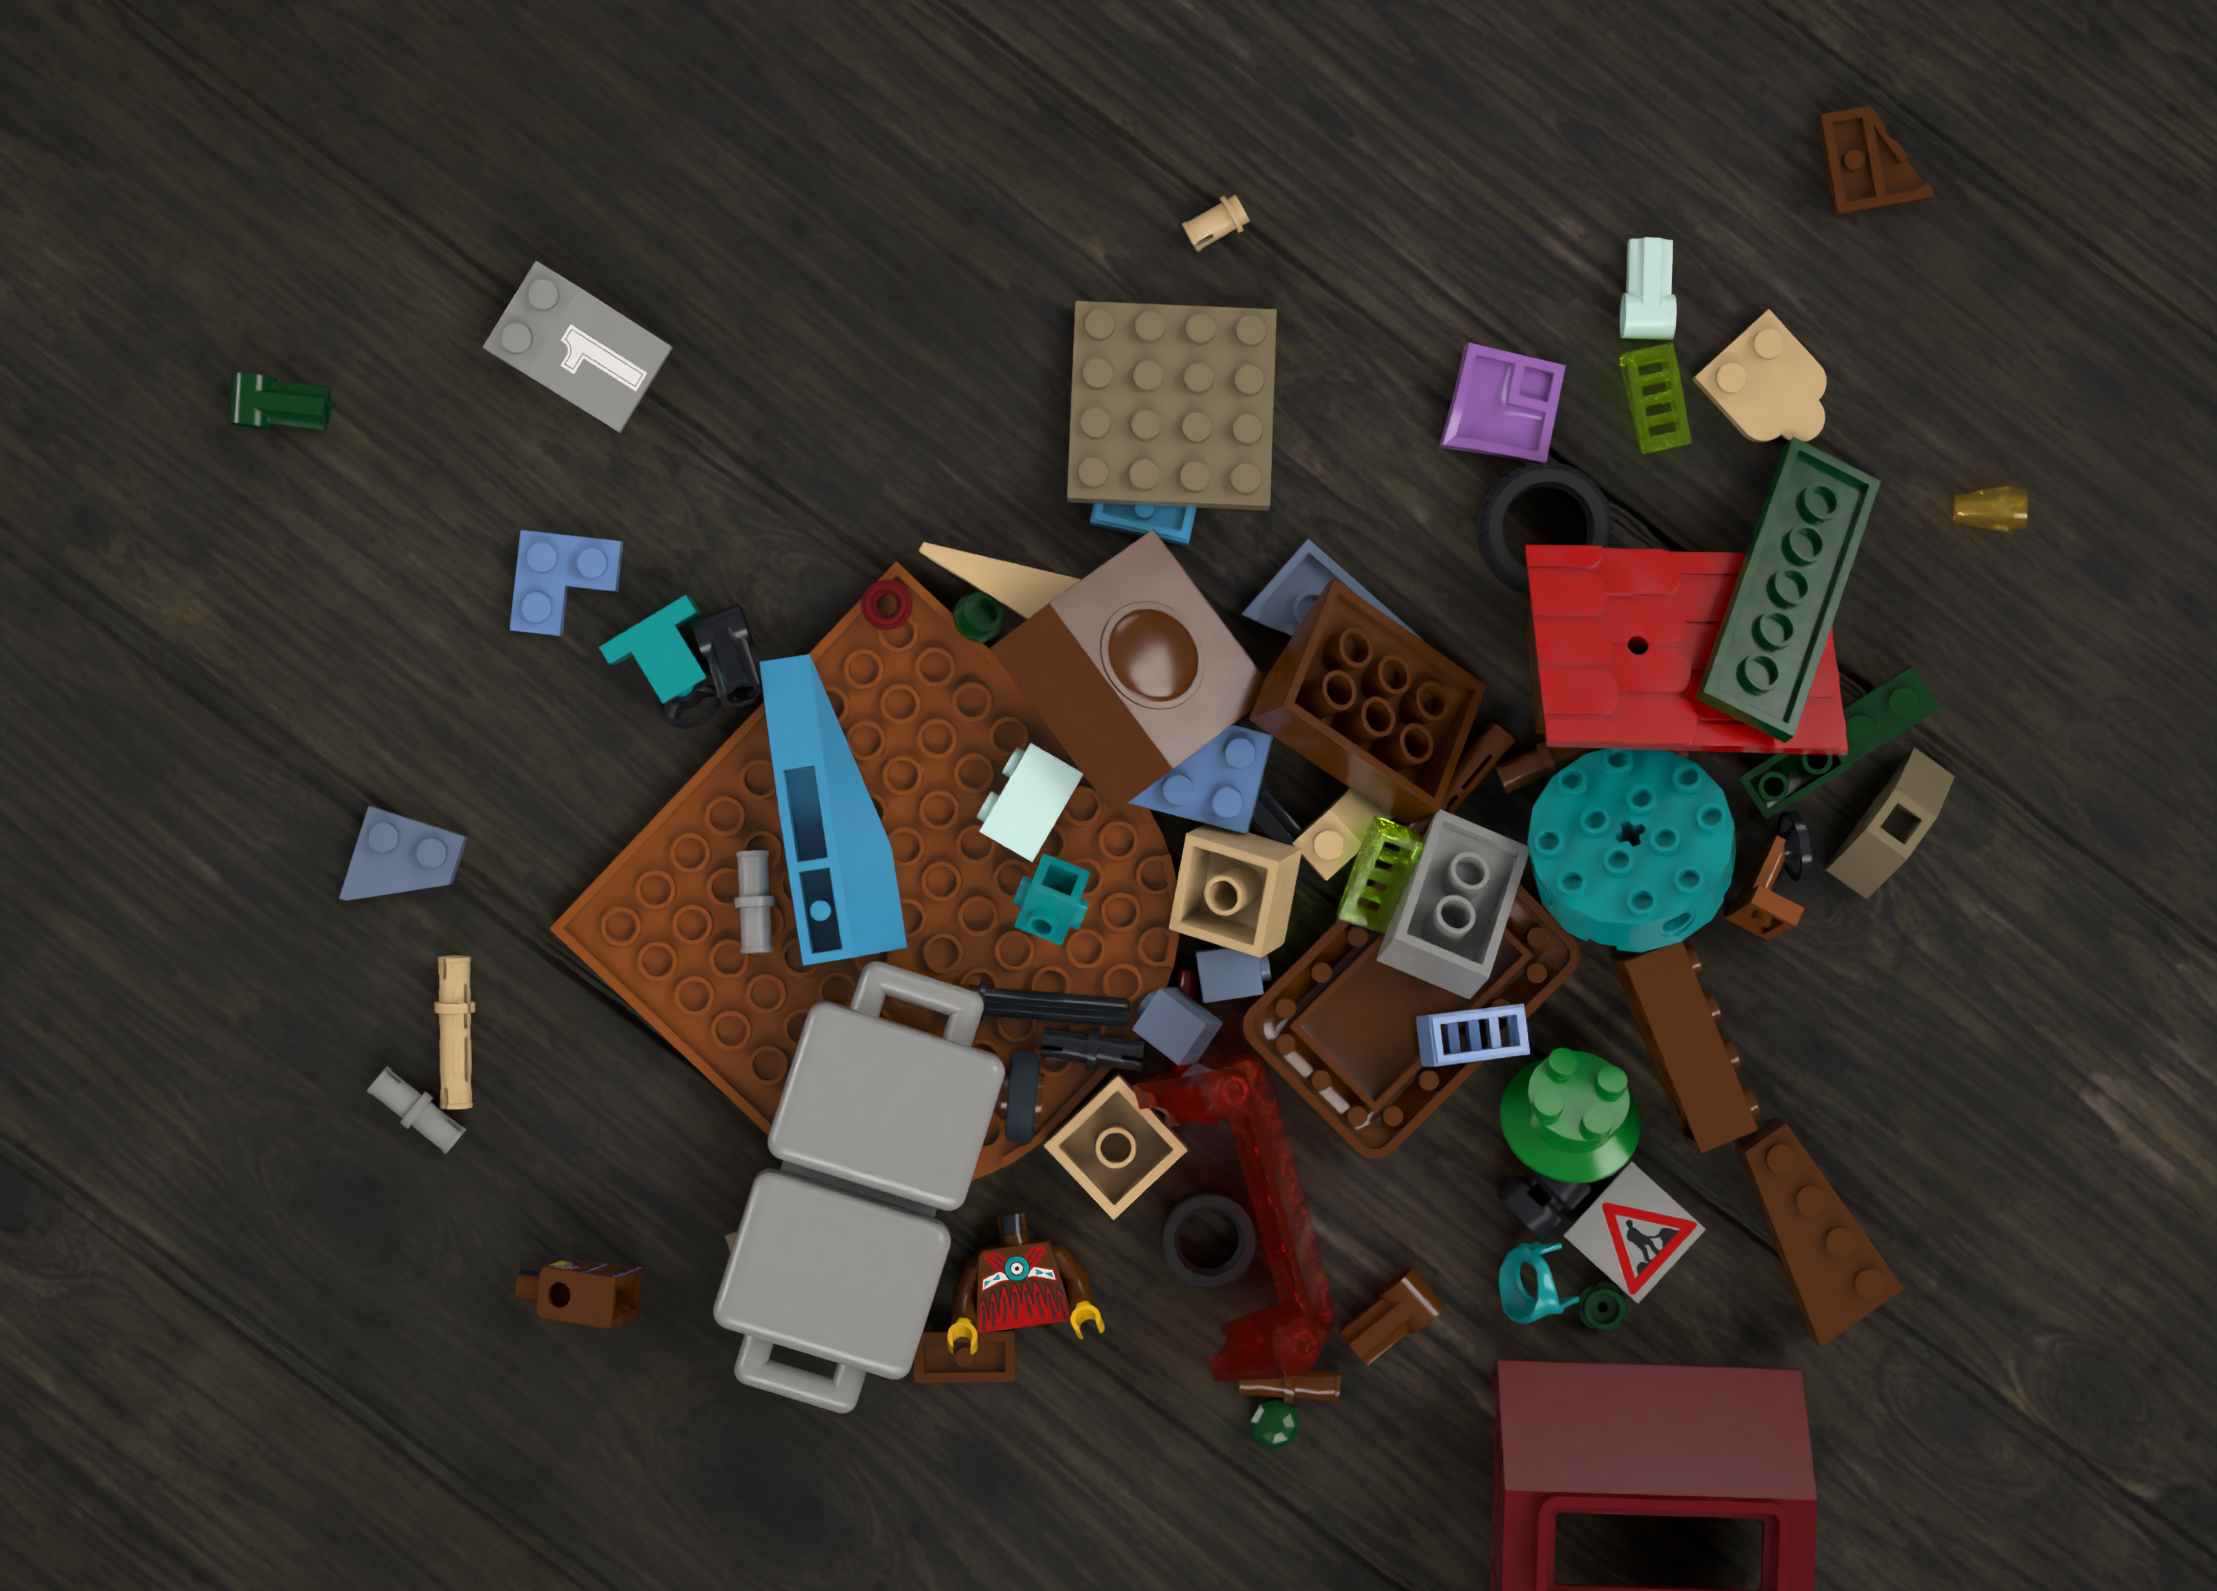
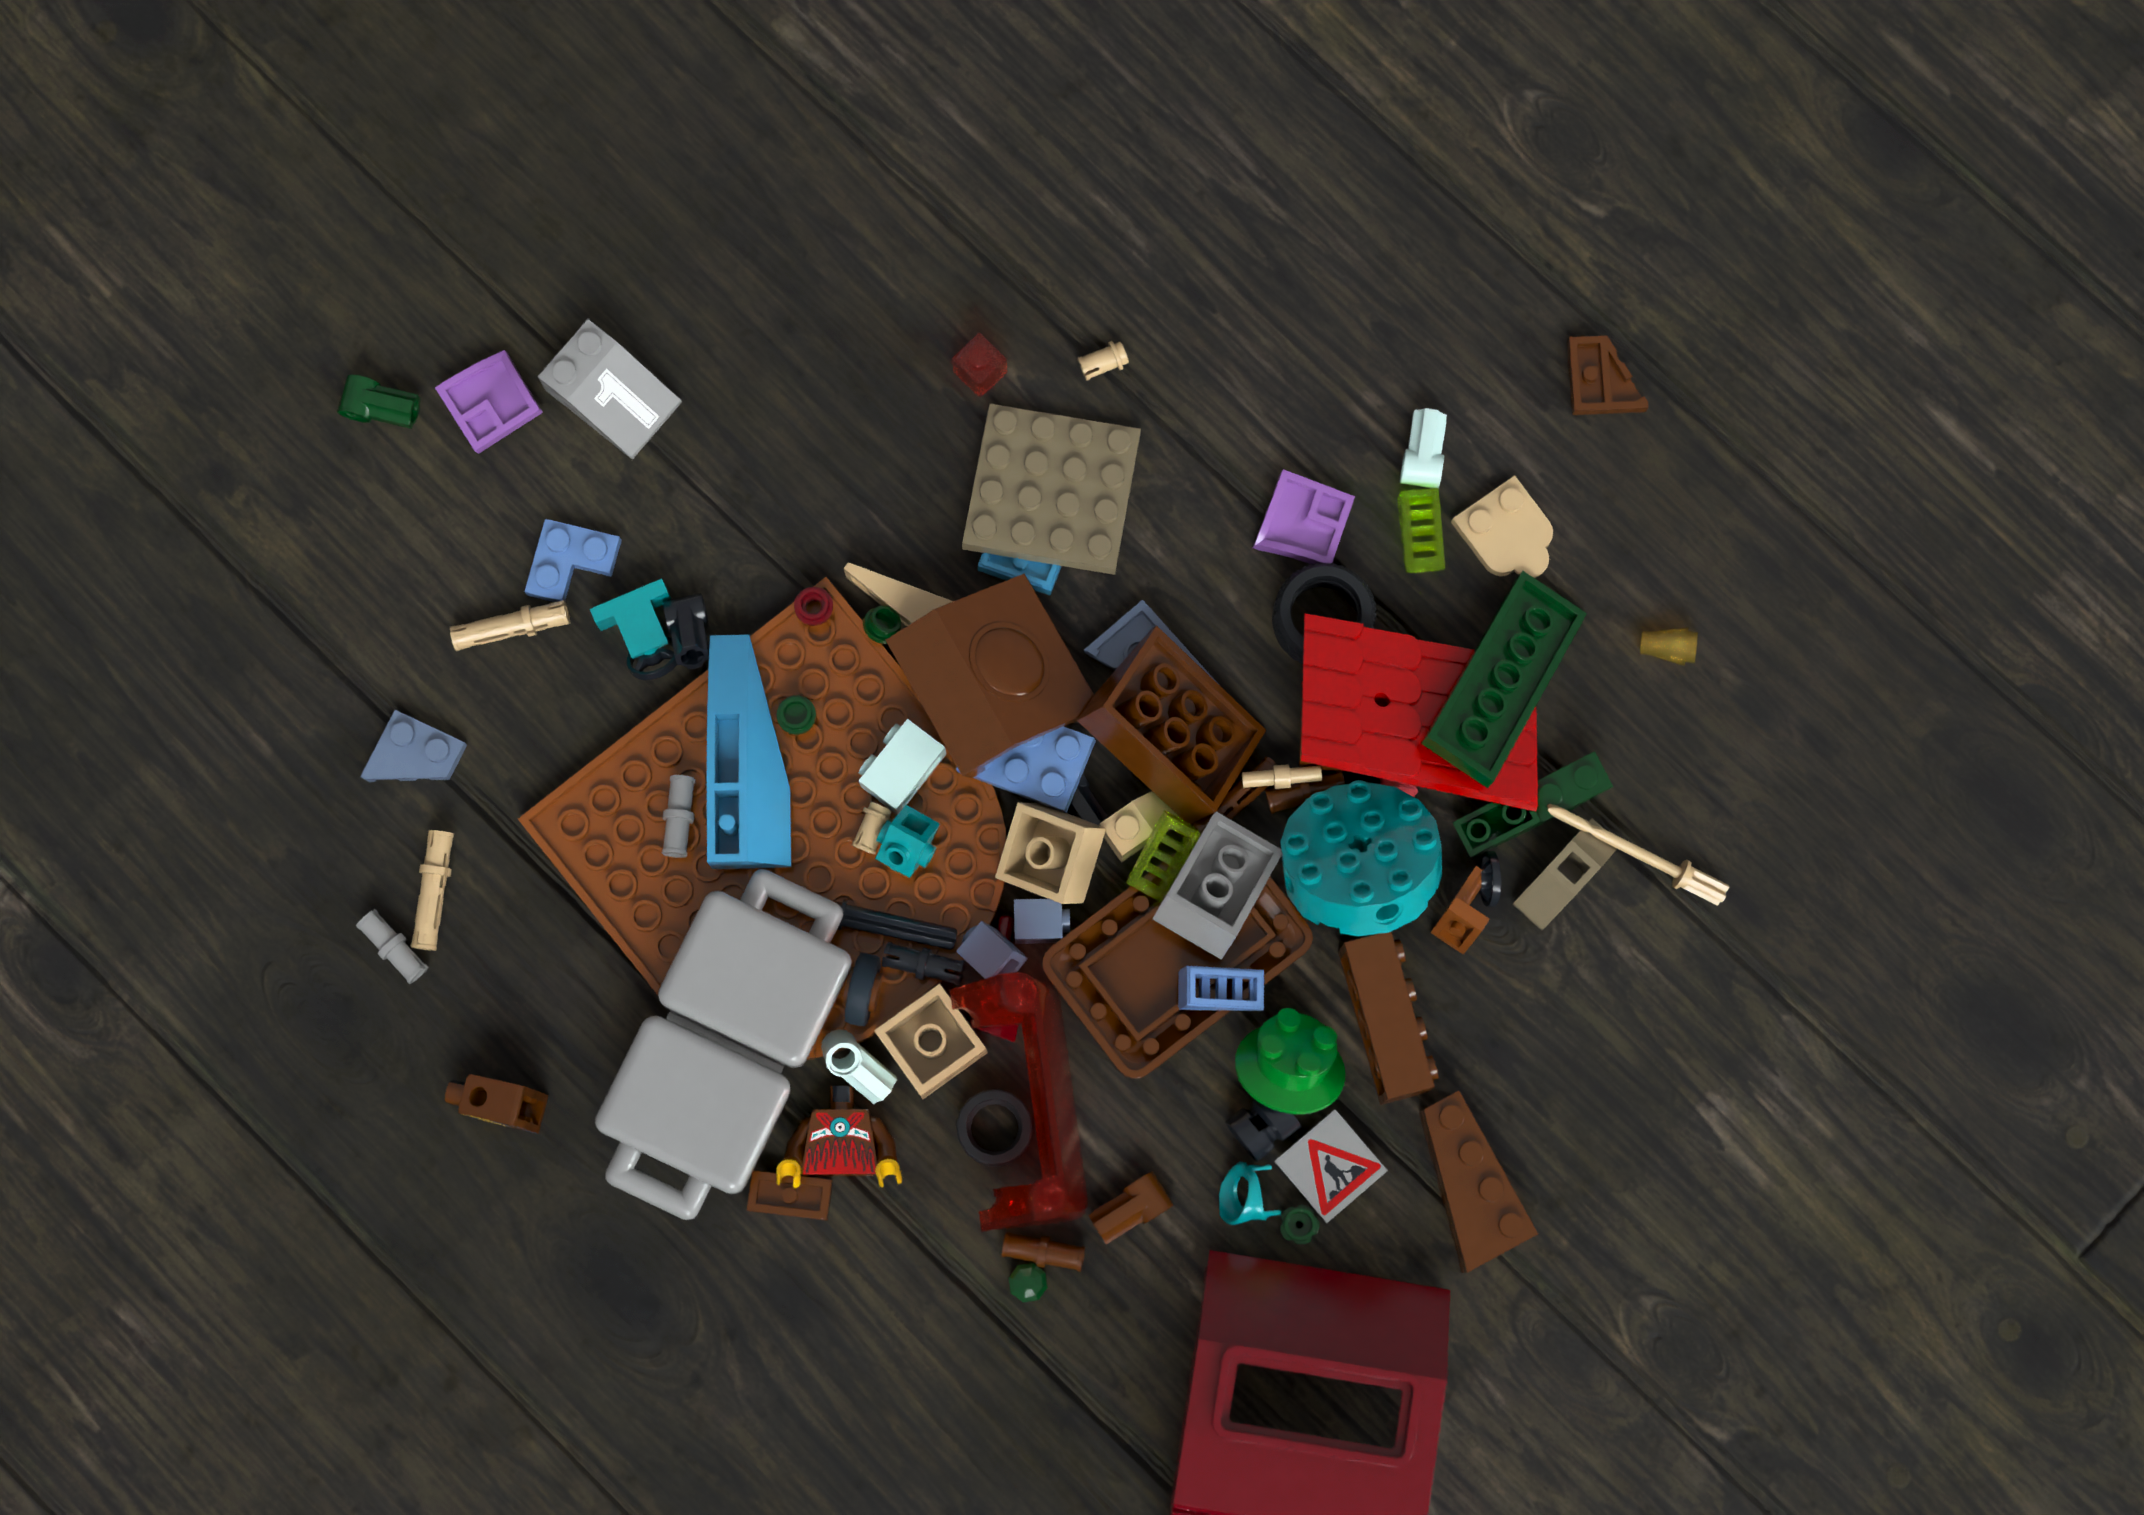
camera: 10 degrees right, 10 degrees down
(422, 381) = (489, 400): none -> medium lavender plate
(506, 673) = (501, 627): none -> tan pin
(885, 750) = (796, 715): none -> dark green plate
(1003, 884) = (871, 826): none -> tan pin
(1027, 1187) = (858, 1067): none -> light aqua piece
(1056, 251) = (979, 365): none -> clear red brick
(1513, 750) = (1281, 776): none -> tan bar
(2036, 807) = (1684, 875): none -> tan piece

